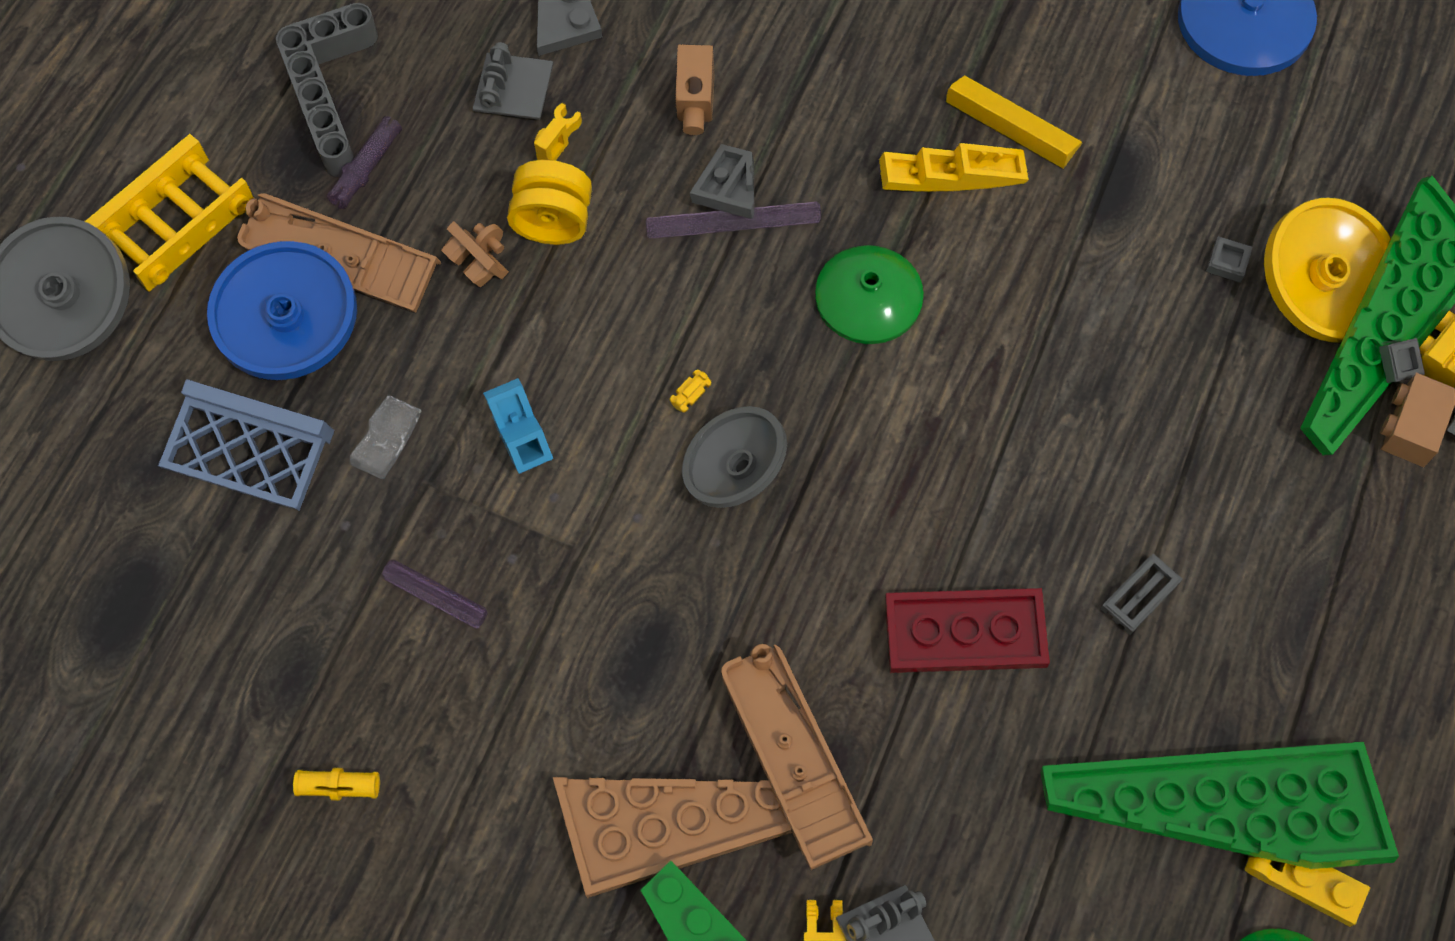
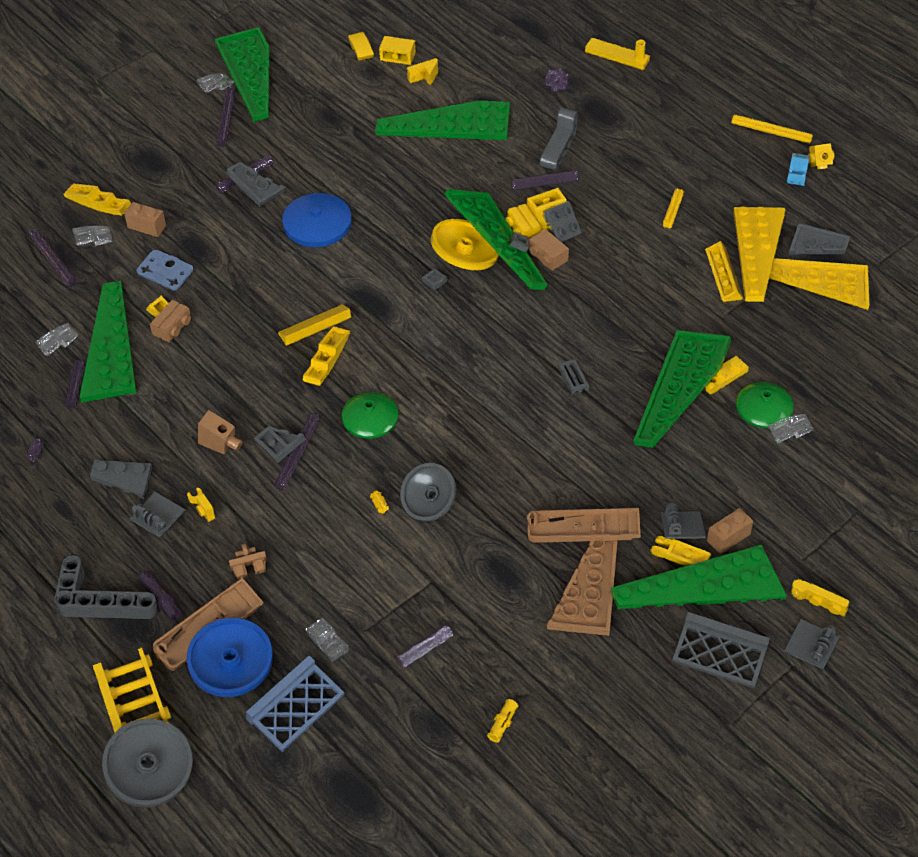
camera: 65 degrees left, 15 degrees down
(518, 426) = (361, 577): dark azure brick -> none
(549, 202) = (245, 515): yellow wheel -> none
(966, 630) = (557, 443): dark red plate -> none

